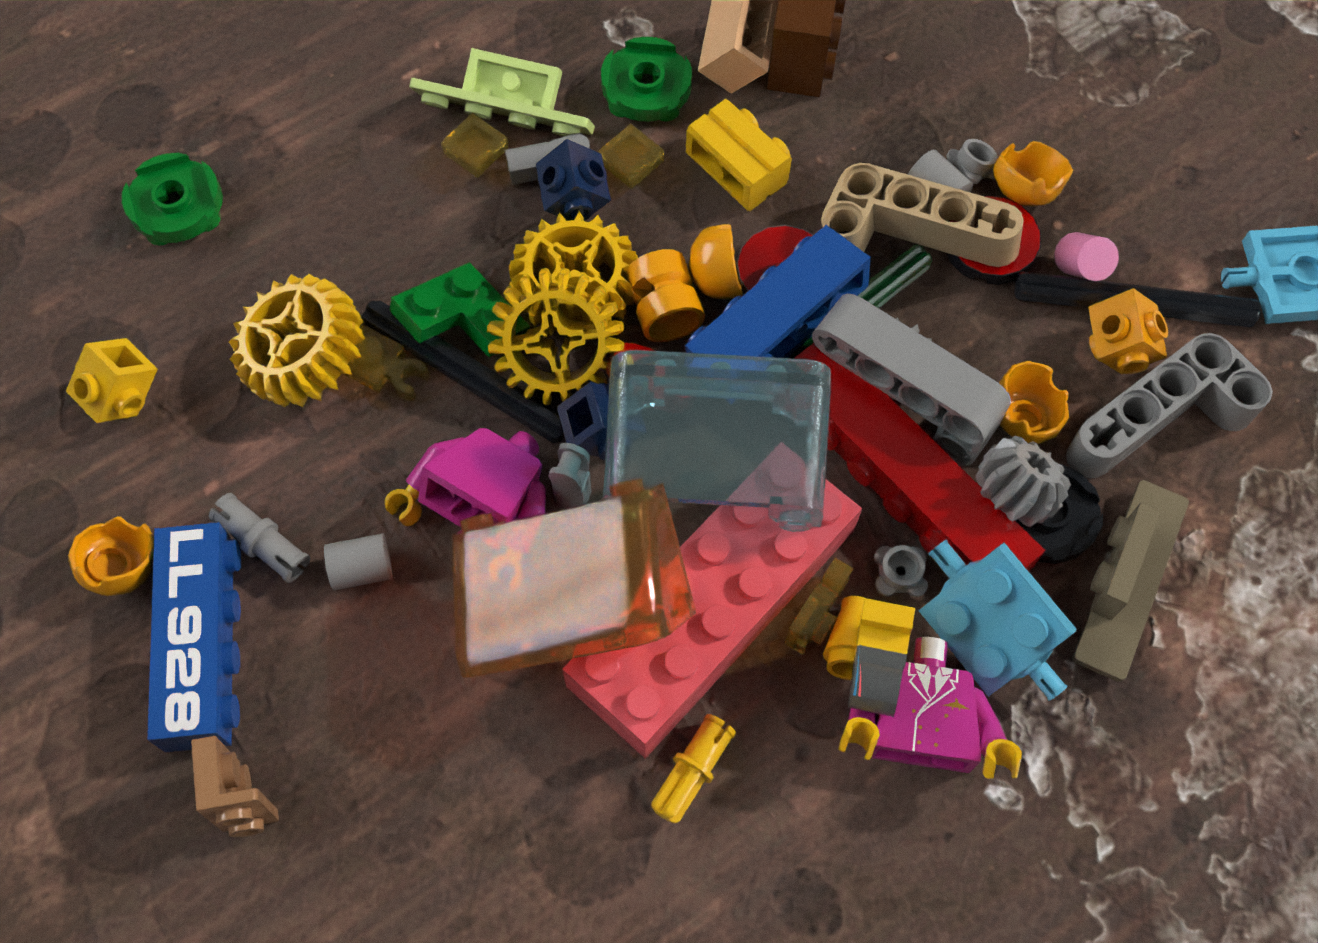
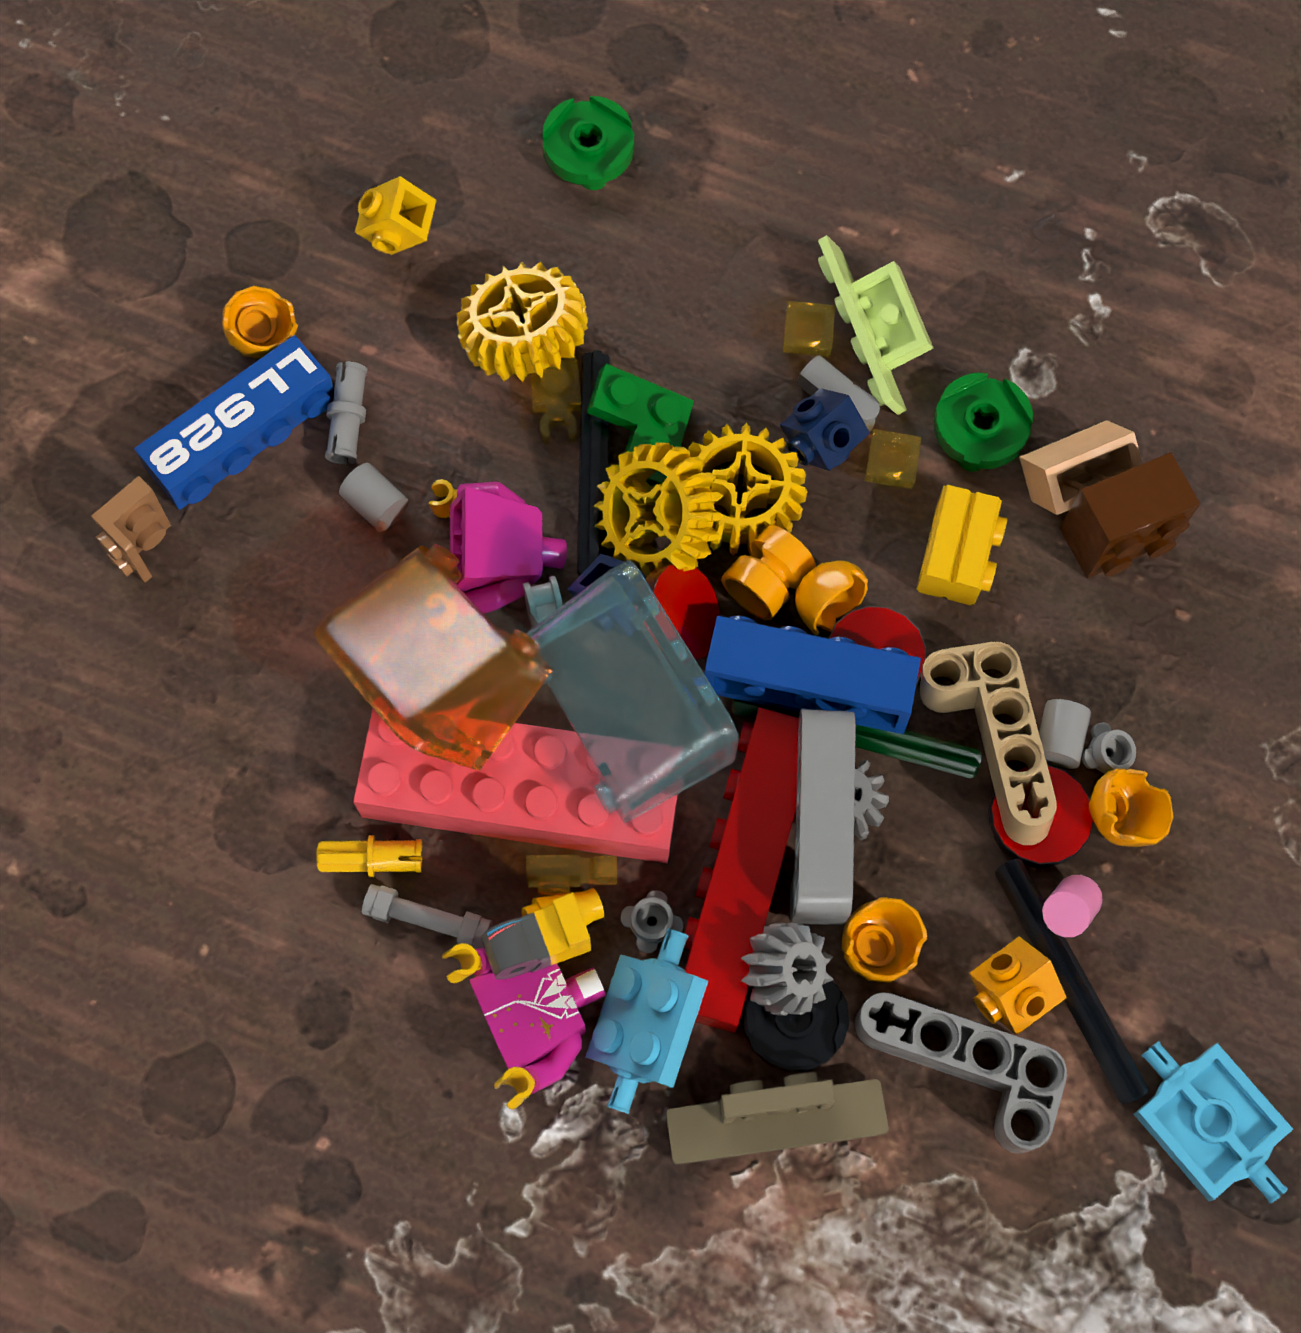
camera: 55 degrees right, 5 degrees up
(814, 724) = (383, 904): none -> light grey bar

